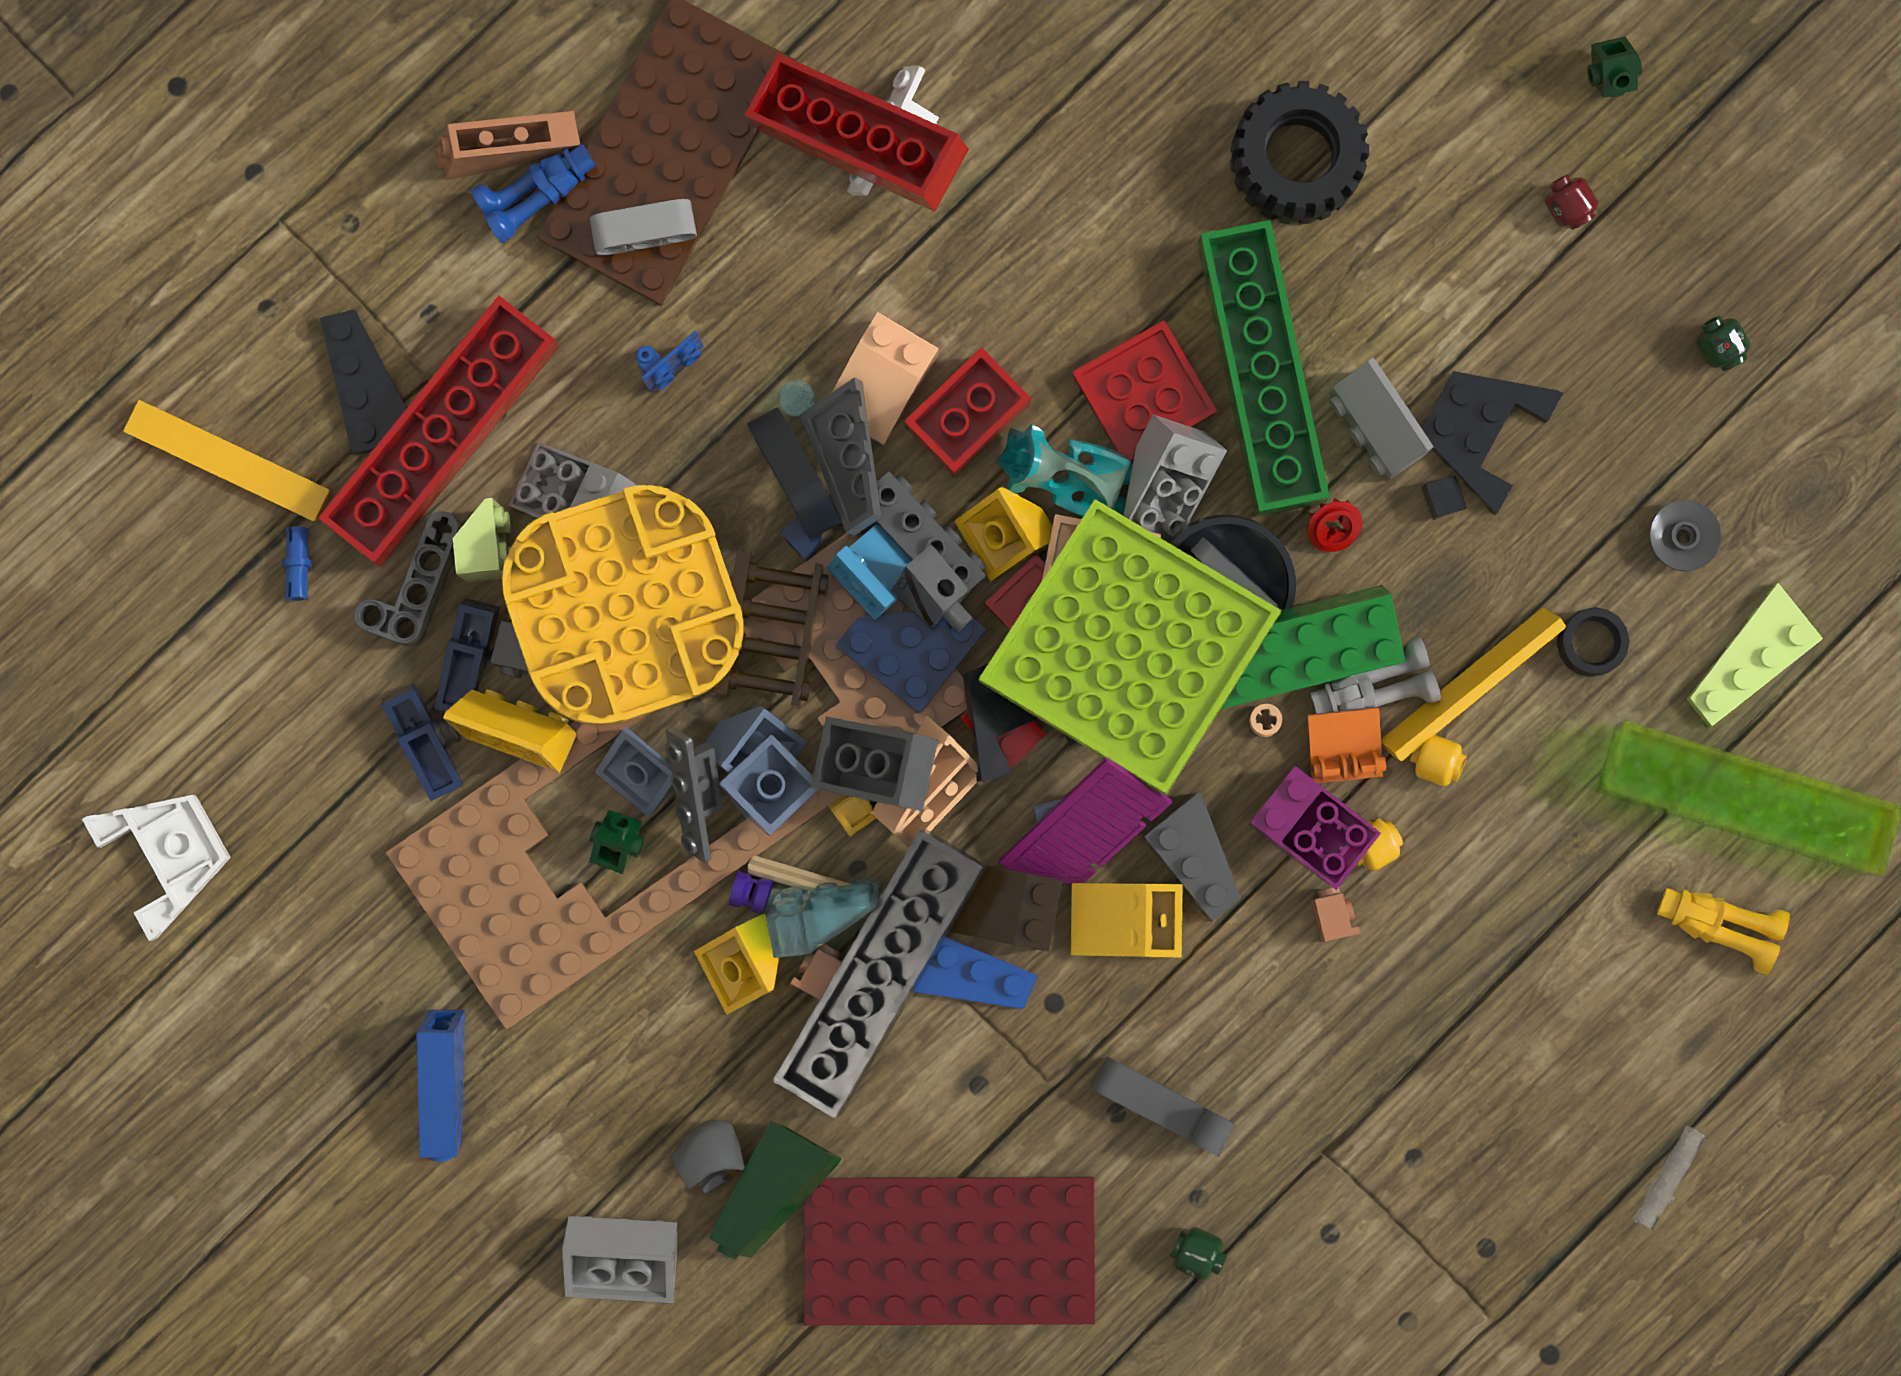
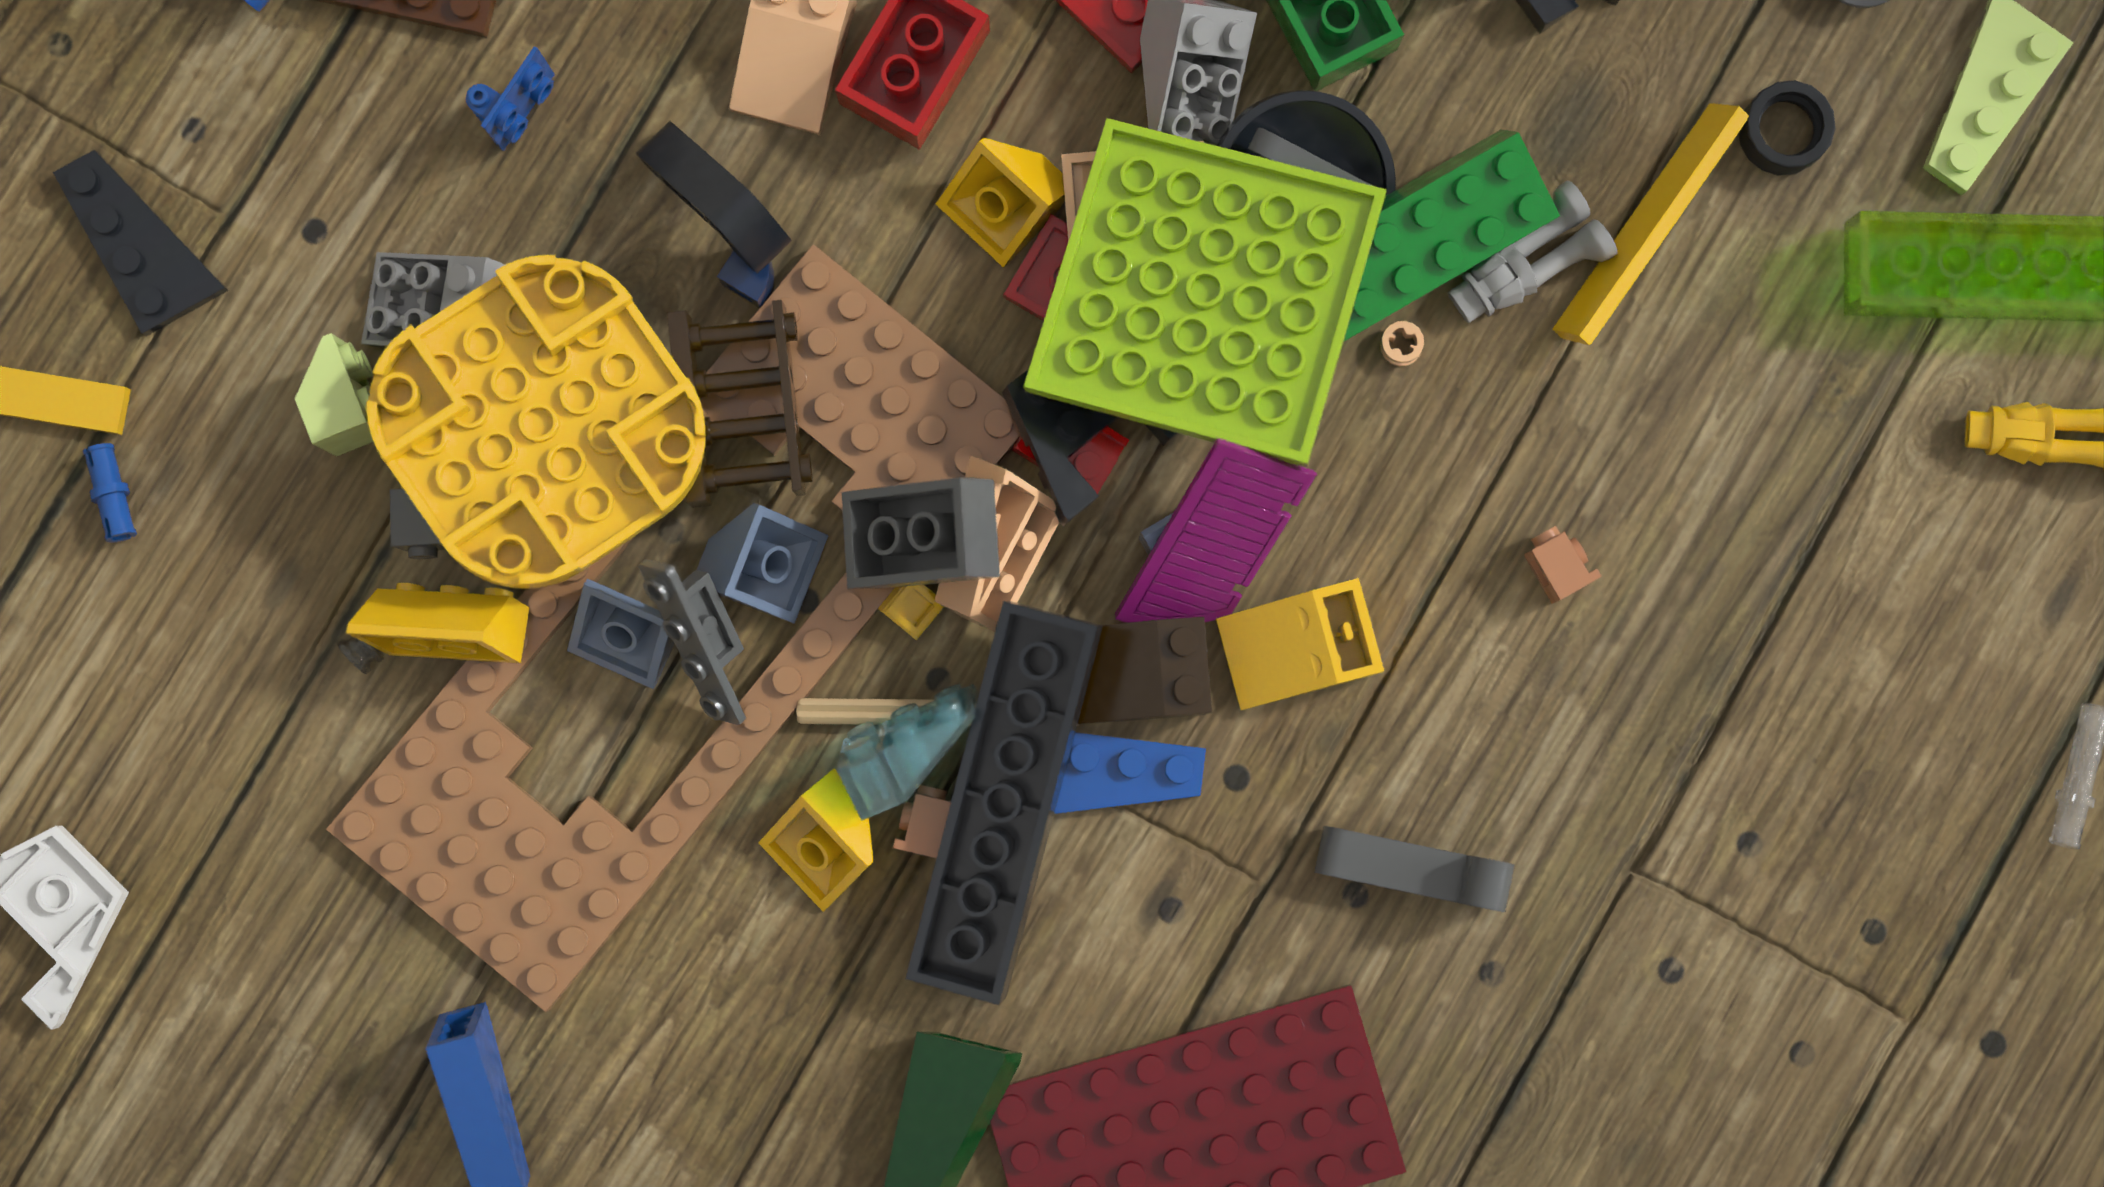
camera: 15 degrees left, 0 degrees up
(416, 577) = (266, 468): dark grey beam -> none
(420, 743) = (331, 676): dark blue slope -> none
(439, 431) = (244, 271): red brick -> none
(466, 652) = (359, 541): dark blue slope -> none
(615, 841) = (617, 730): dark green brick -> none
(709, 1155) = (851, 1099): dark grey piece -> none
(742, 892) = (798, 747): dark purple wheel -> none
(769, 786) = (793, 603): sand blue slope -> none
(797, 398) = (692, 104): clear light blue plate -> none
(844, 452) = (770, 153): dark grey wing -> none
(871, 570) = (852, 292): dark azure bracket -> none
(909, 653) = (928, 378): dark blue plate -> none
(915, 529) = (900, 235): dark grey brick -> none
(933, 590) = (932, 291): dark grey torso -> none
(1035, 468) = (1024, 91): teal hips -> none
(1194, 857) = (1363, 540): dark grey wedge -> none
(1198, 1253) = (1513, 1044): dark green head -> none
(1314, 828) = (1505, 460): magenta slope -> none
(1335, 538) = (1422, 90): red gear -> none
(1345, 745) = (1513, 345): orange hinge -> none
(1384, 849) = (1586, 460): yellow head -> none
(1439, 761) = (1636, 331): yellow head -> none

